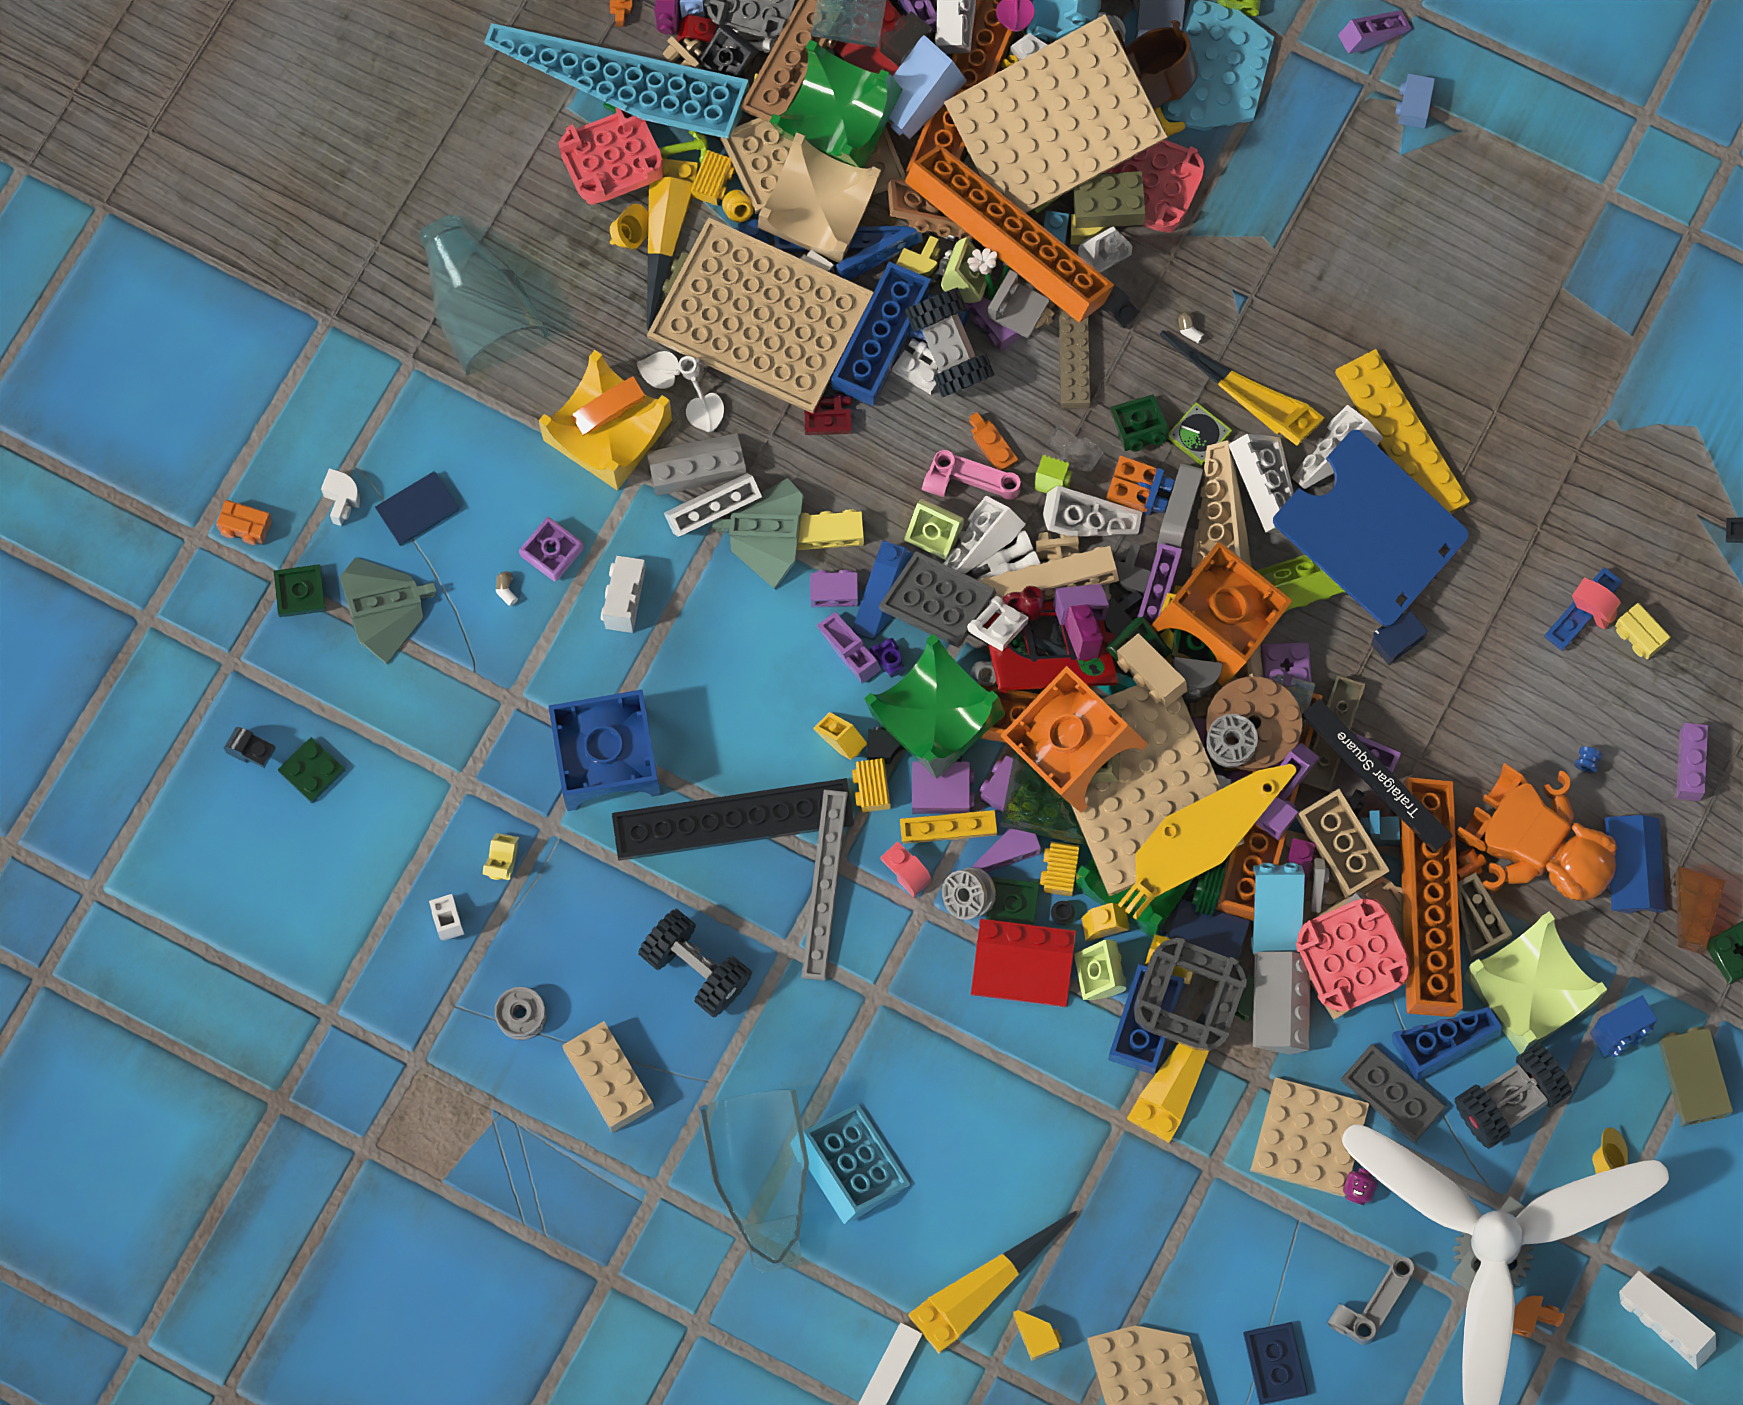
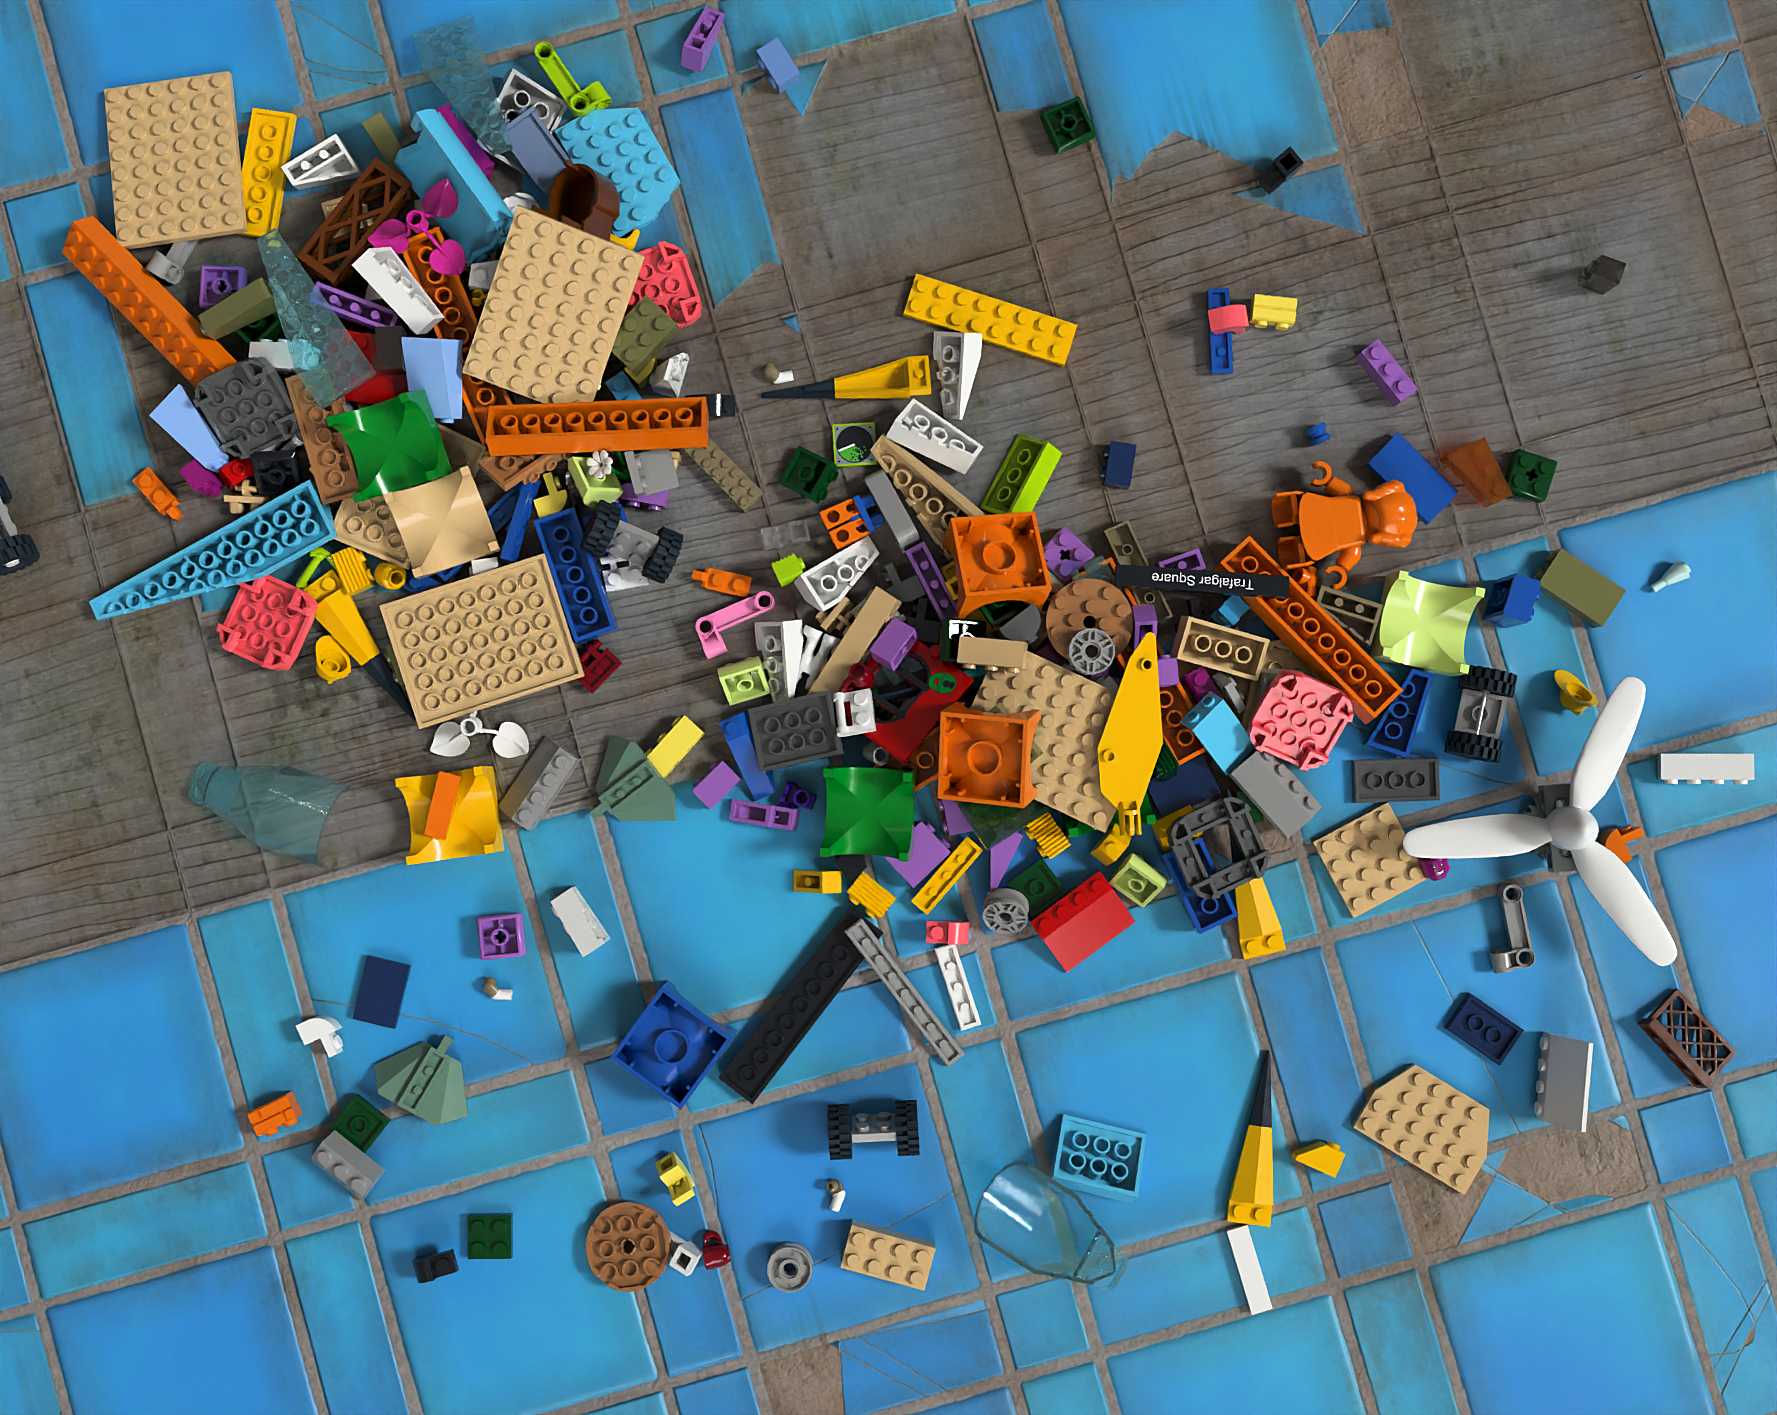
camera: 45 degrees left, 15 degrees up
(258, 610) = (347, 1165): none -> light grey slope
(418, 897) = (606, 1250): none -> medium nougat plate
(471, 948) = (714, 1254): none -> dark red piece
(615, 992) = (837, 1192): none -> arm
(712, 504) = (579, 804): white brick -> none
(871, 923) = (957, 986): none -> white tile
(1062, 912) = (1074, 861): black plate -> none
(1083, 632) = (917, 665): magenta brick -> none
(1373, 529) = (1038, 408): blue door -> none
(1621, 339) = (1073, 113): none -> dark green brick

